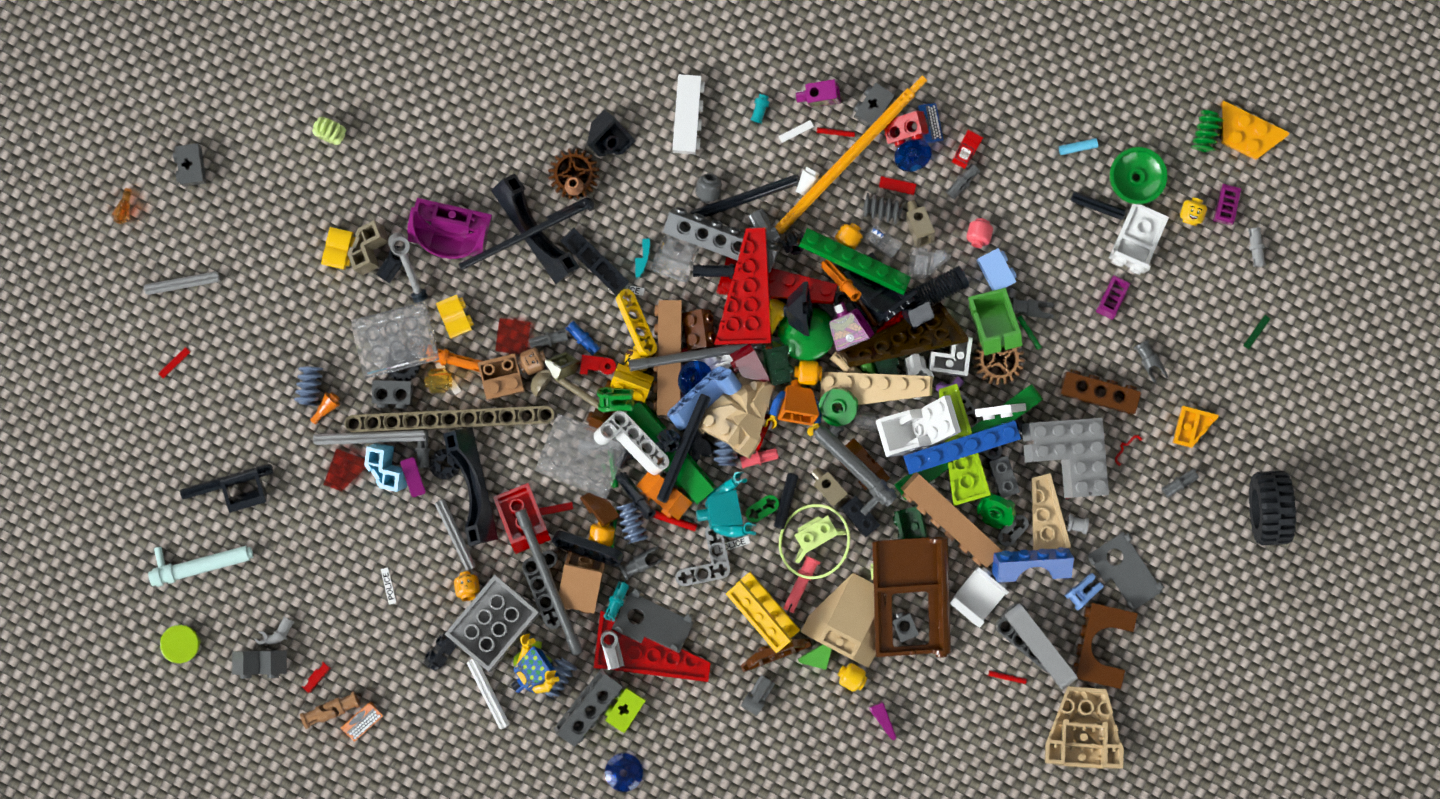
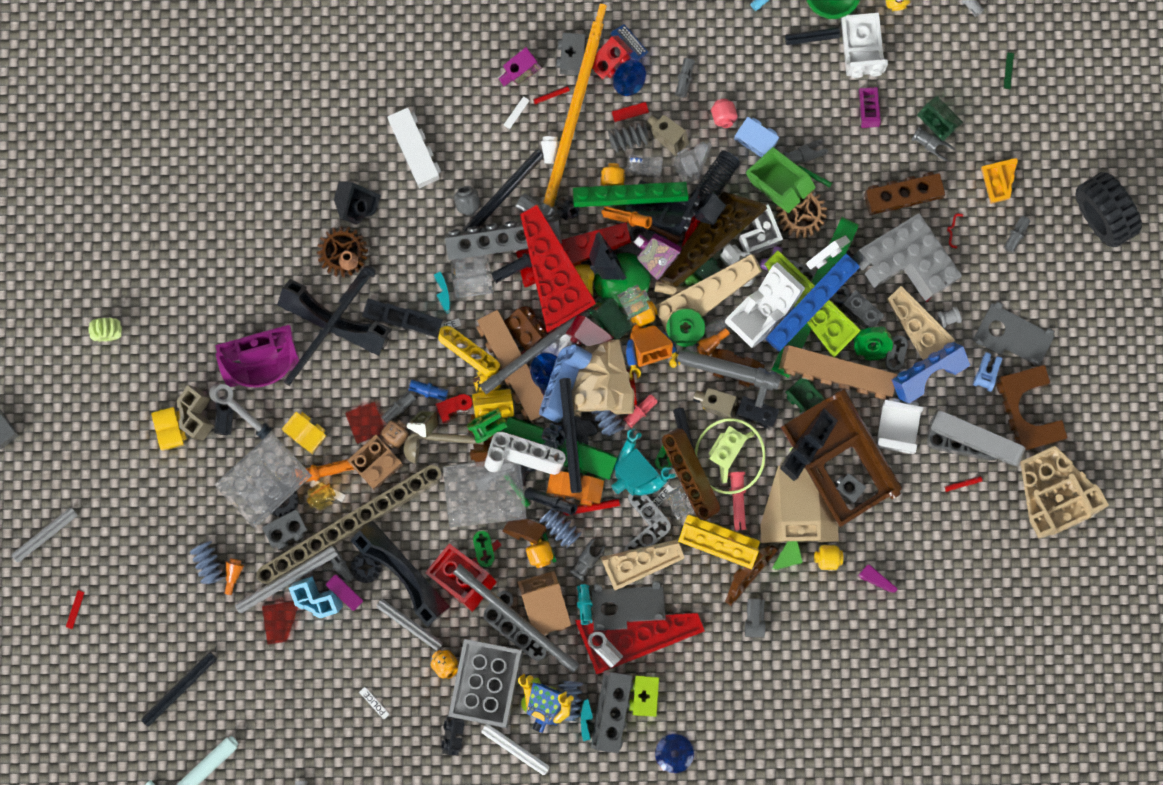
camera: 30 degrees left, 5 degrees down
(246, 499) = (205, 694): black tile -> none
(551, 502) = (488, 548): none -> green beam
(565, 698) = (586, 714): none -> teal slope
(588, 548) = (553, 566): black beam -> none
(682, 591) = (638, 563): none -> tan wing
(747, 558) = (679, 503): none -> clear brick
(760, 107) = (474, 108): teal animal -> none
(771, 538) = (690, 474): none -> reddish brown beam
(805, 359) = (634, 301): none -> clear brick
(850, 433) = (709, 344): none -> orange cone
(888, 570) = (808, 444): none -> black slope
(967, 149) = (673, 48): red leg -> none
(1169, 342) = (940, 118): none -> clear green brick

